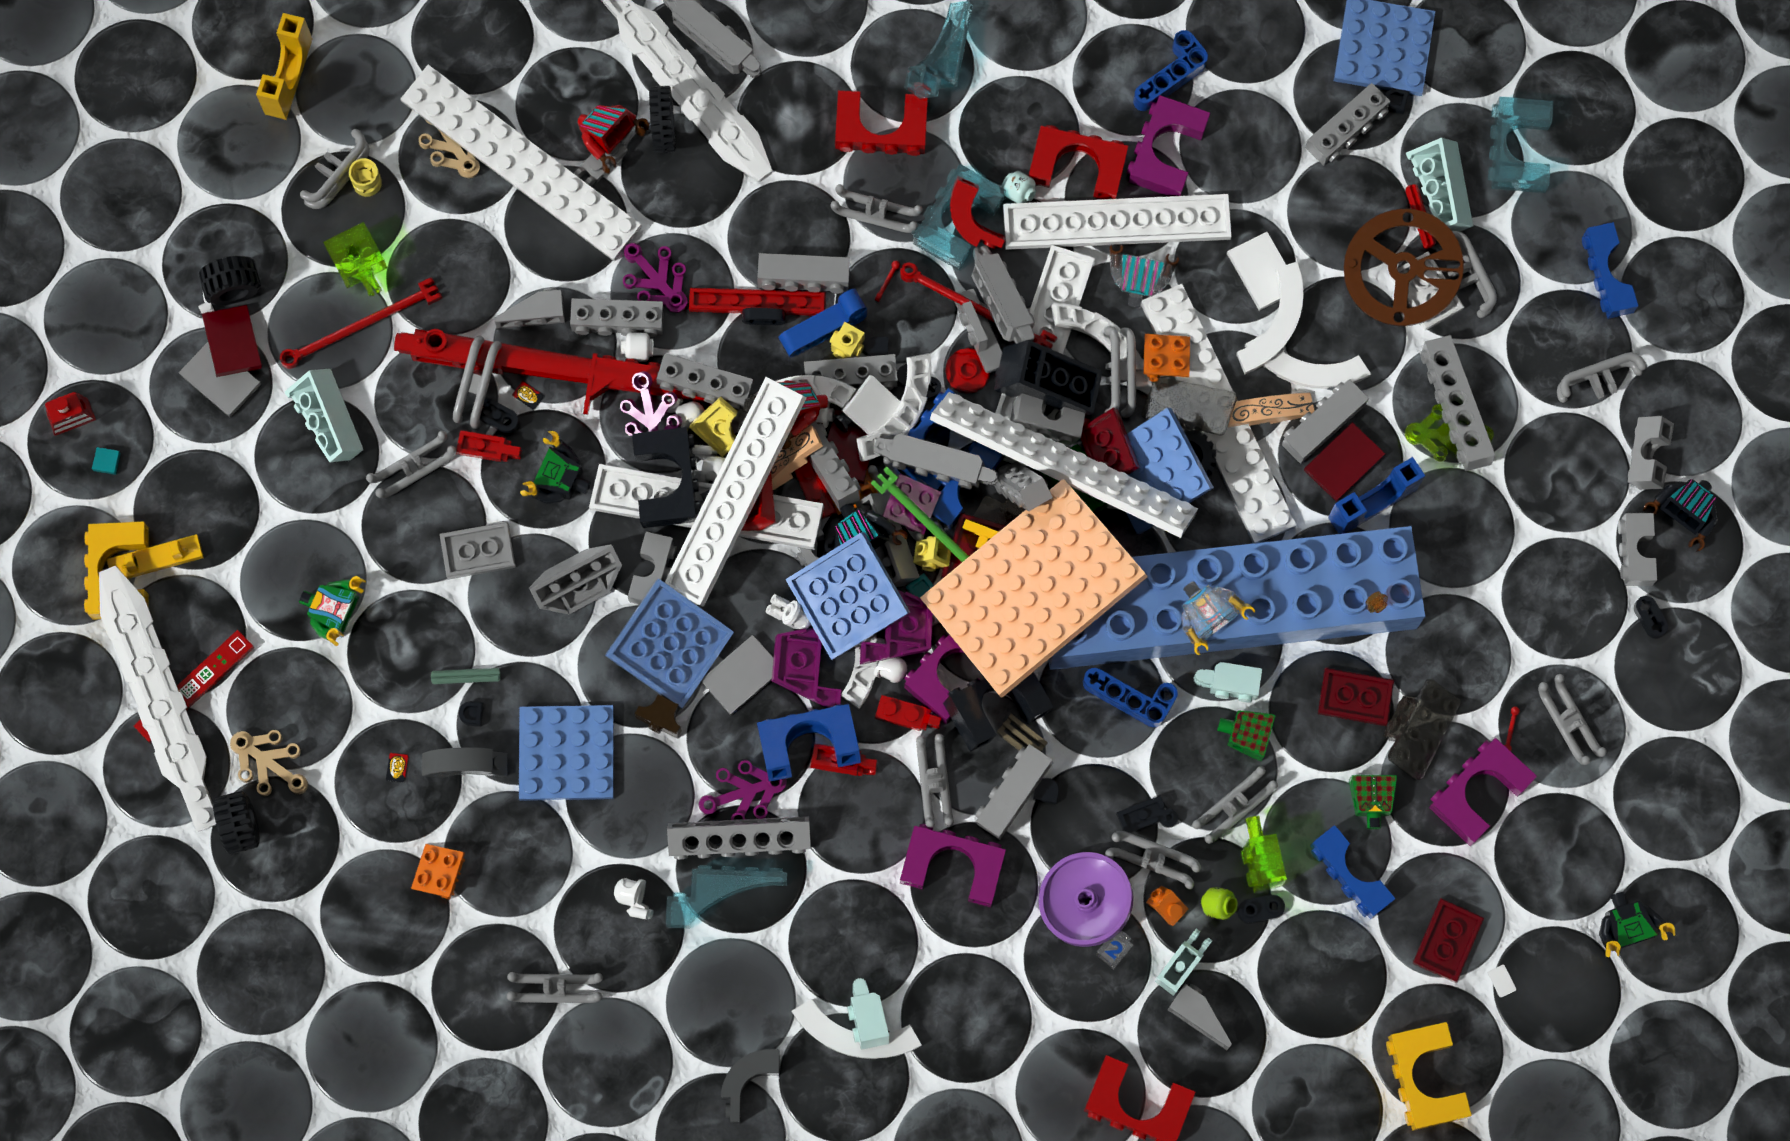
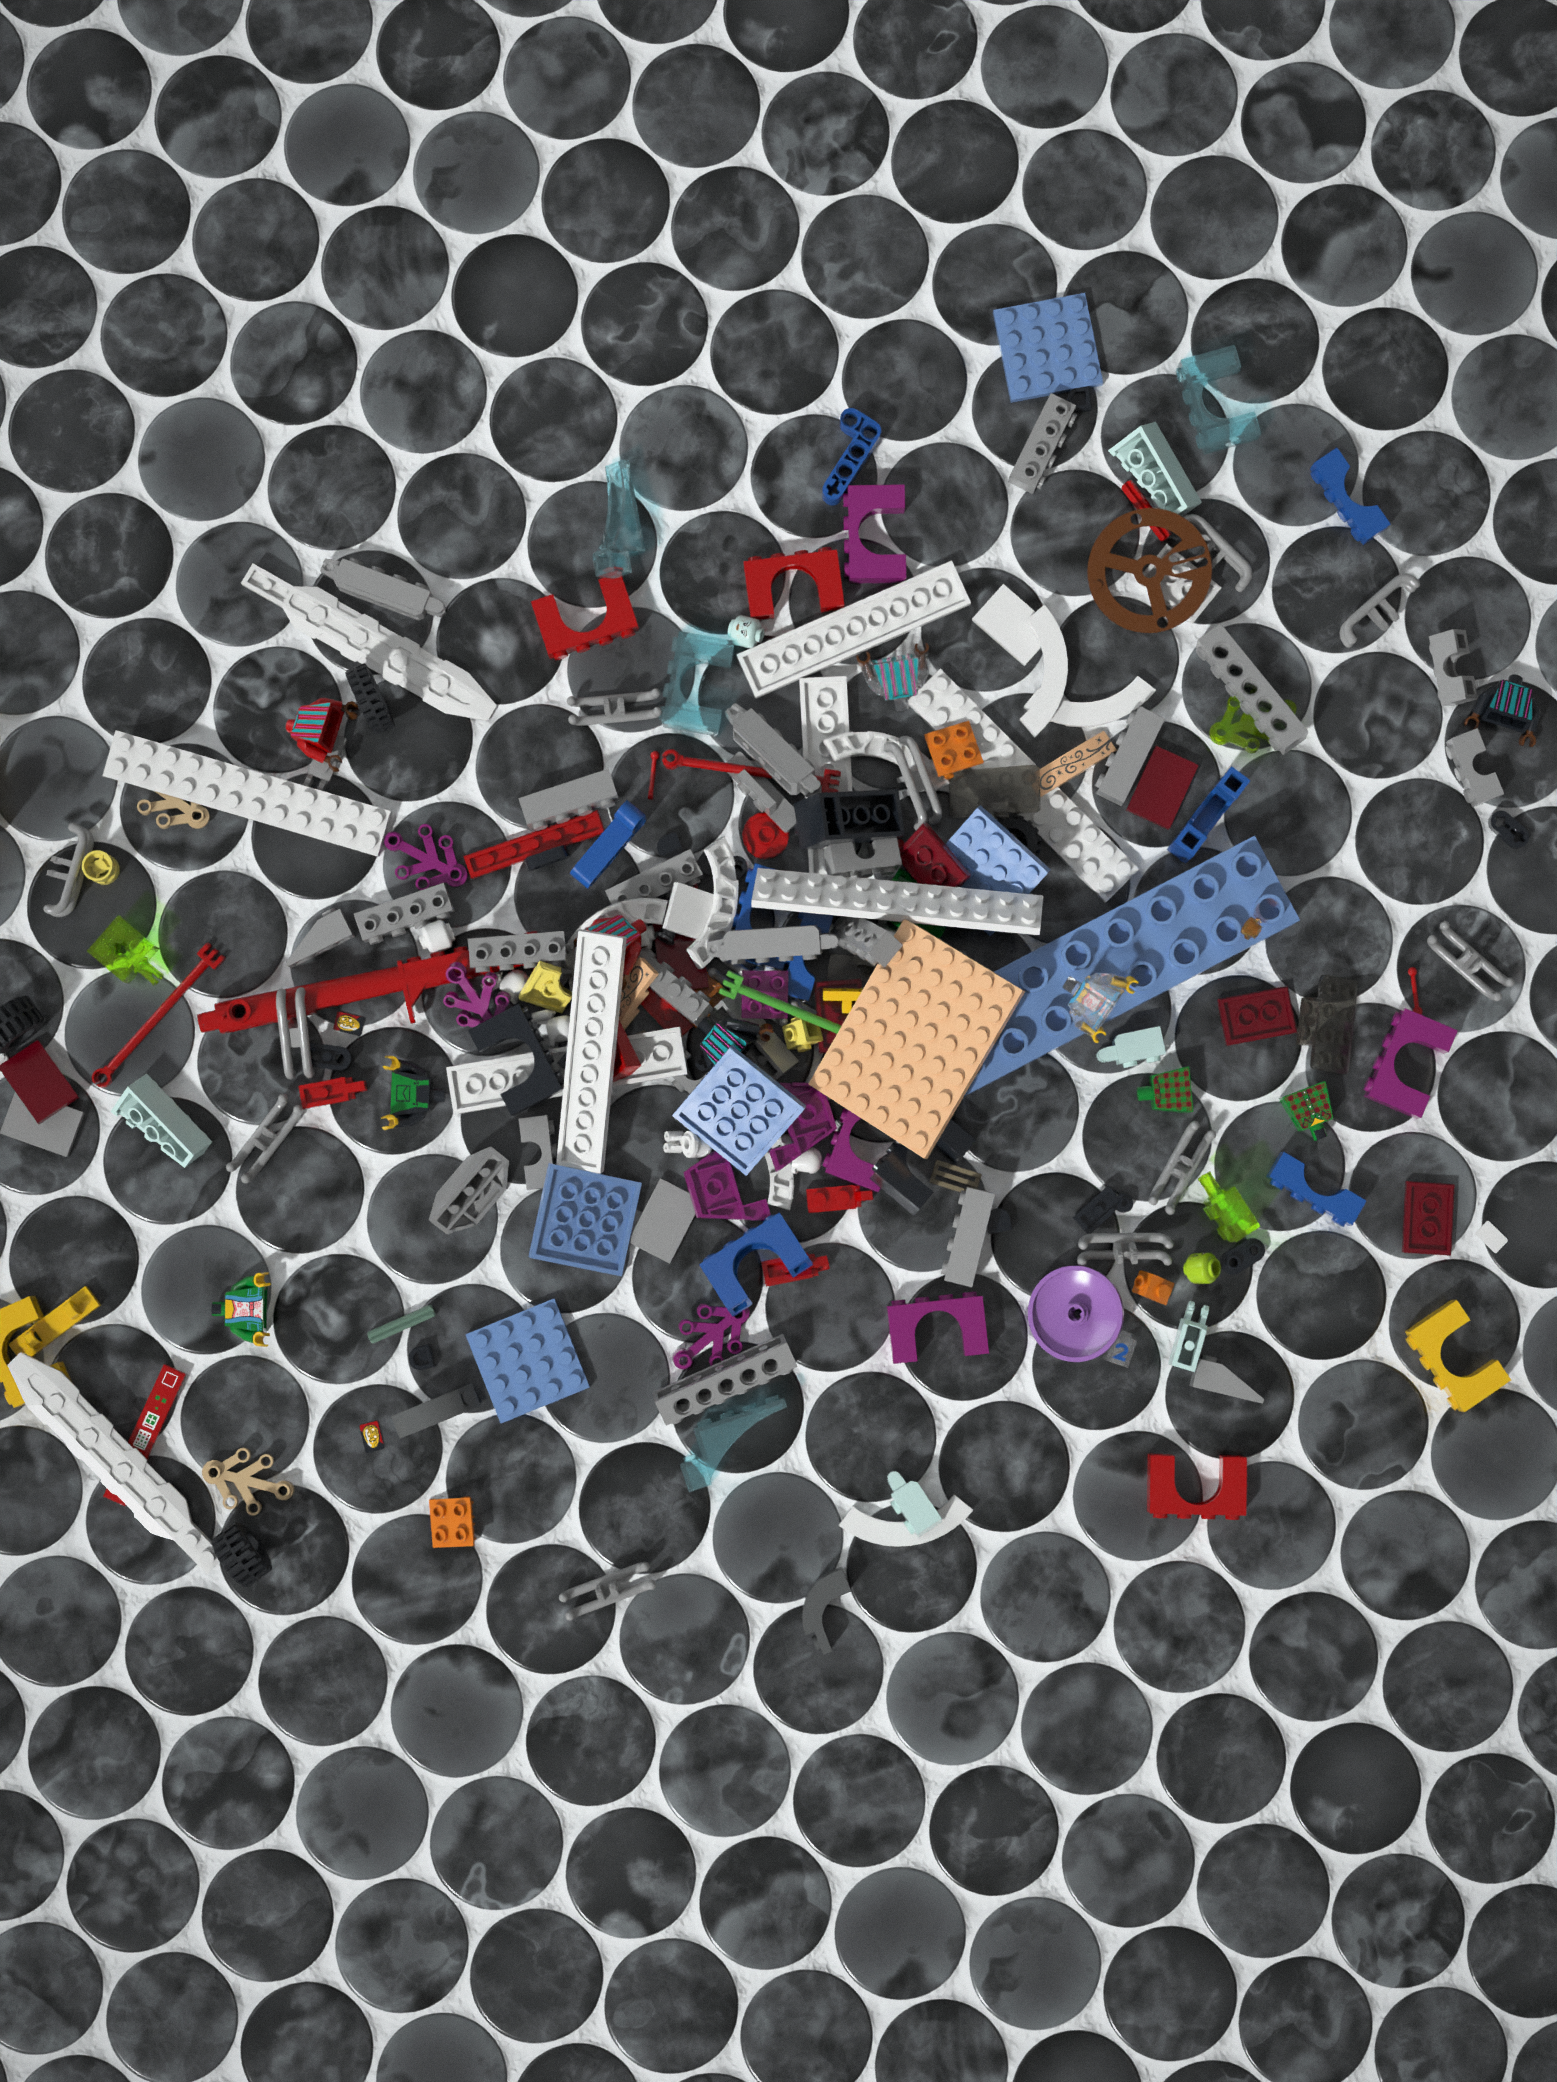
camera: 20 degrees left, 10 degrees up
(477, 550) = (362, 1196): light grey tile -> none
(631, 894) = (644, 1473): white piece -> none
(660, 716) = (604, 1292): dark brown brick -> none
(847, 342) = (635, 846): light yellow brick -> none
(919, 586) = (803, 1069): teal tile -> none
(934, 780) = (889, 1254): light grey piece -> none
(960, 207) = (695, 666): red arch -> none
(1126, 693) = (1039, 1098): blue beam -> none

